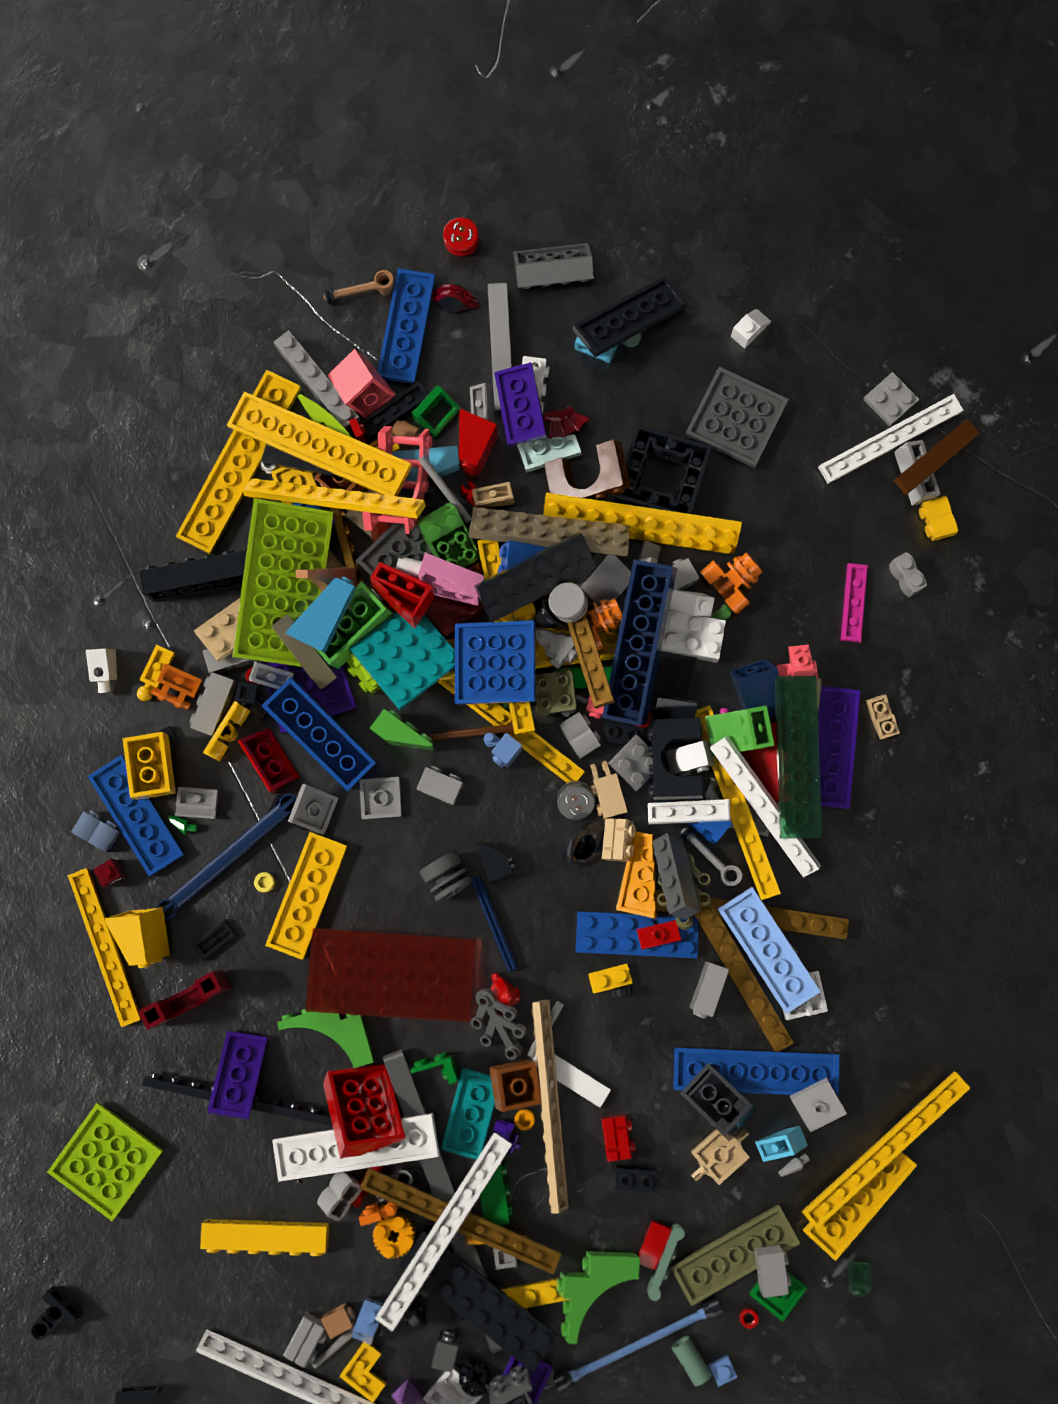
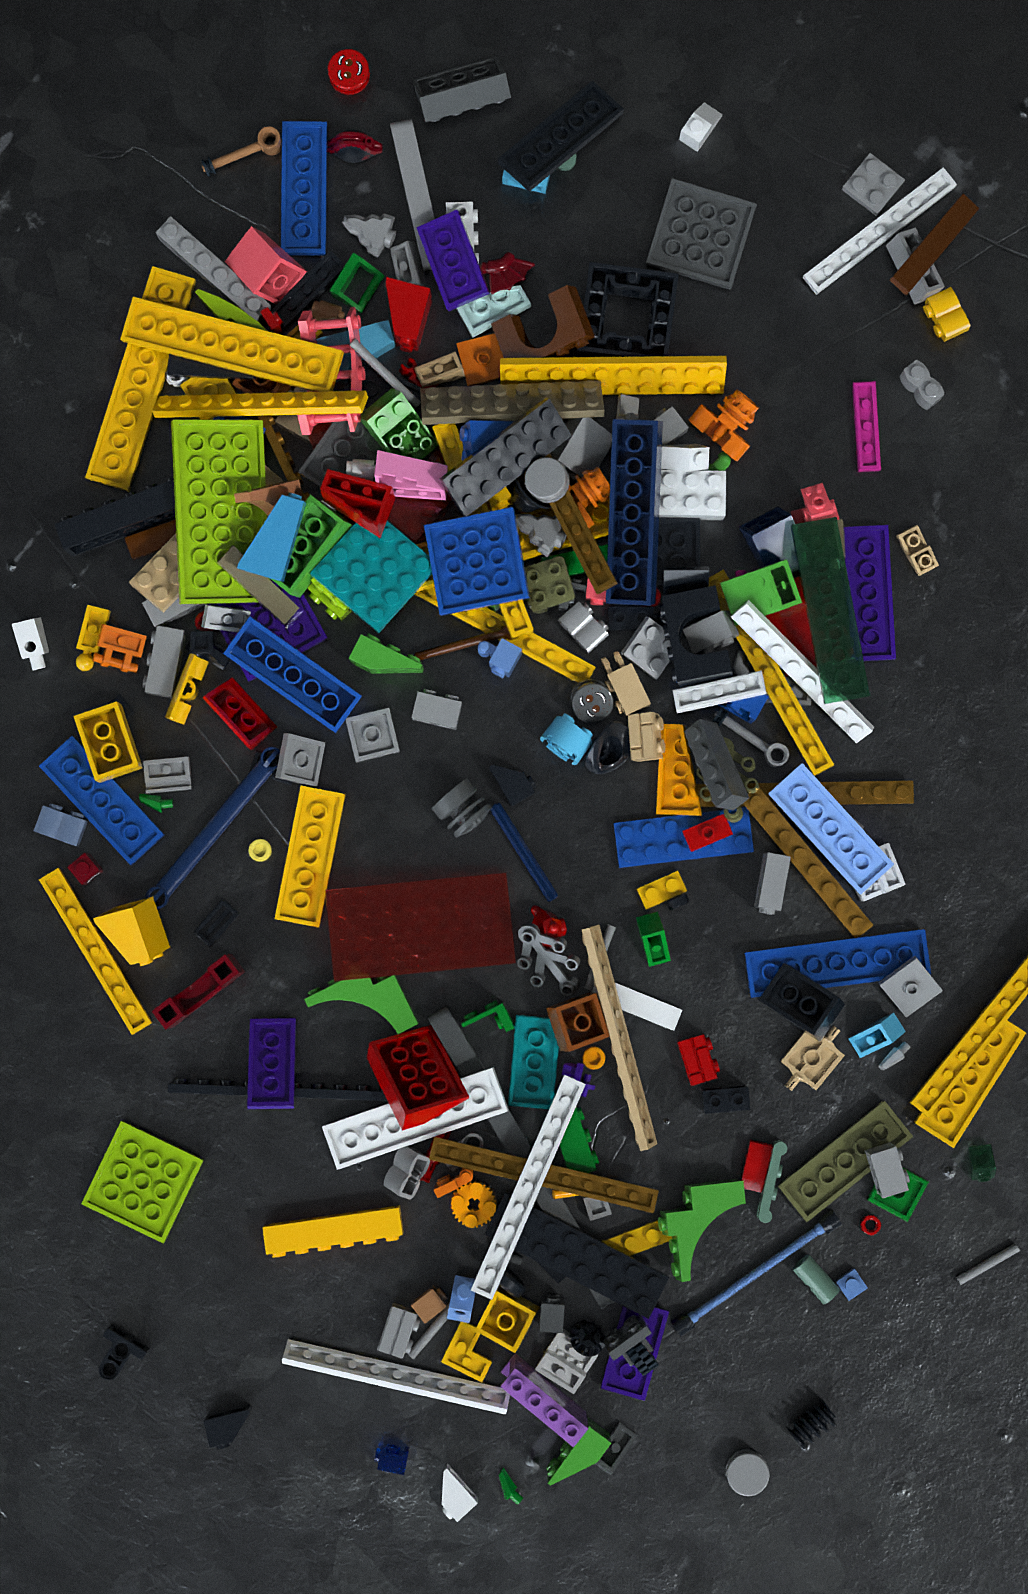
camera: 15 degrees left, 5 degrees up
(219, 599) = (150, 540): none -> reddish brown tile
(405, 1349) = (507, 1319): none -> yellow brick
(457, 370) = (373, 231): none -> light grey rock
(530, 492) = (480, 359): none -> orange plate
(548, 830) = (567, 739): none -> medium azure brick
(595, 1021) = (653, 939): none -> green slope
(850, 1374) = (988, 1263): none -> light grey bar

